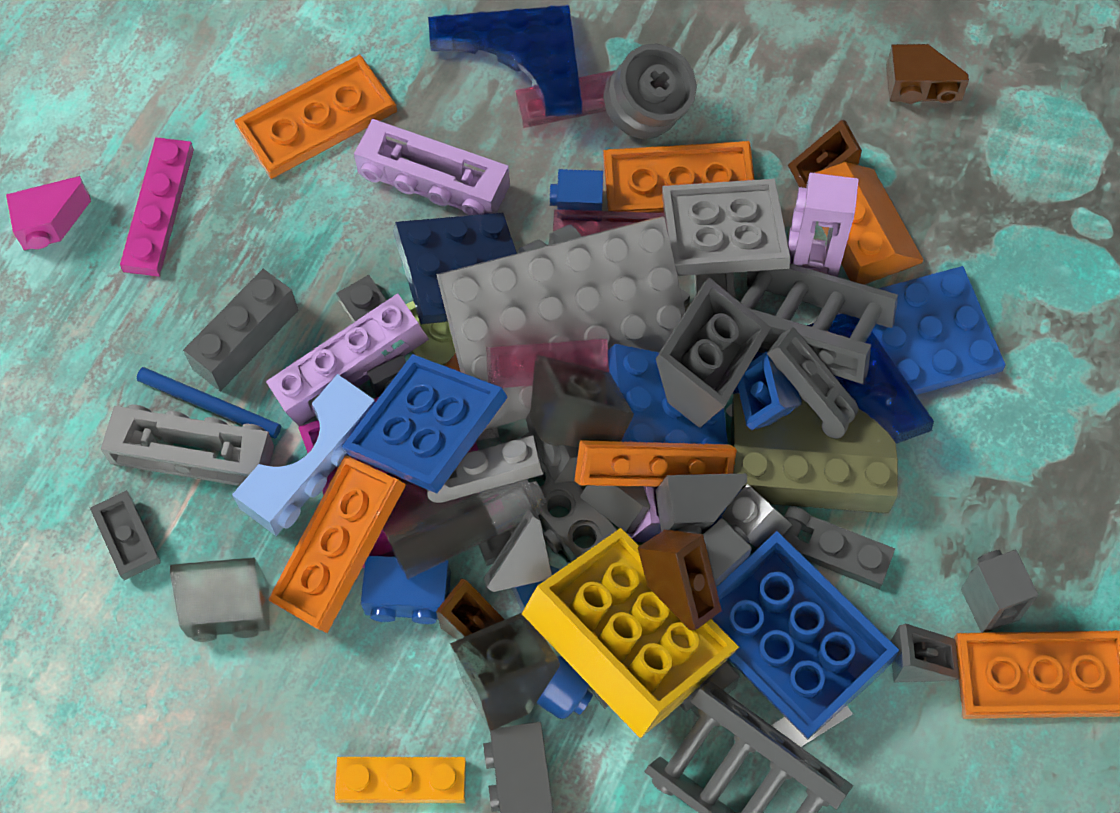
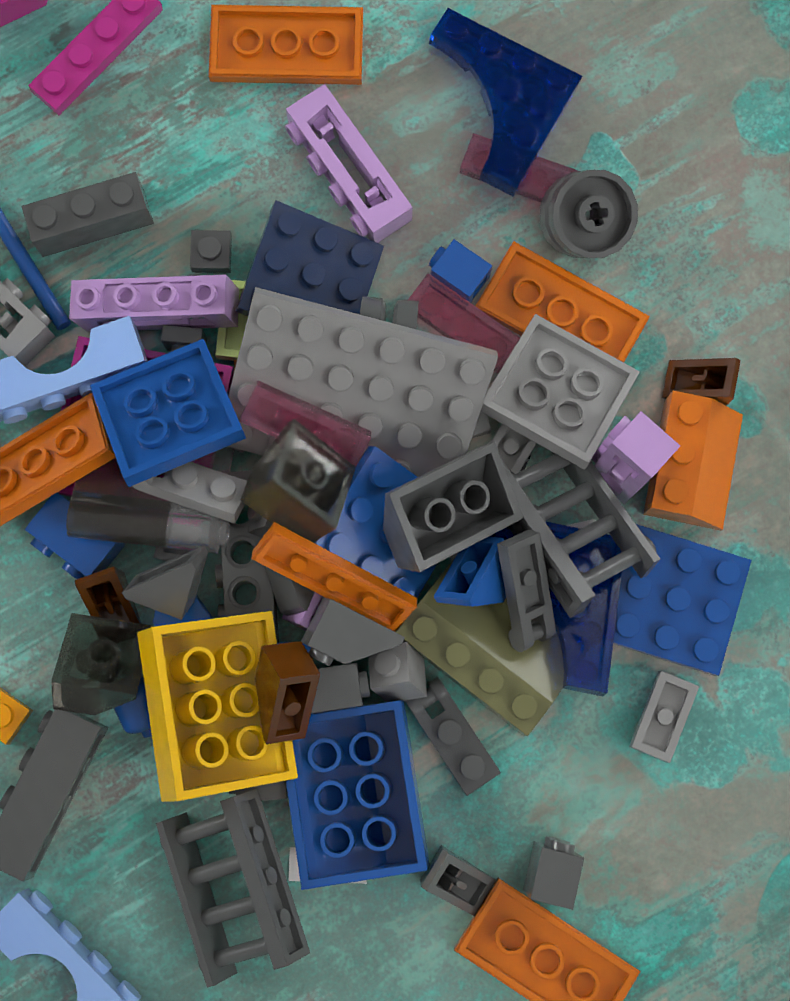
camera: 30 degrees right, 15 degrees up
(988, 422) = (664, 716): none -> light grey plate

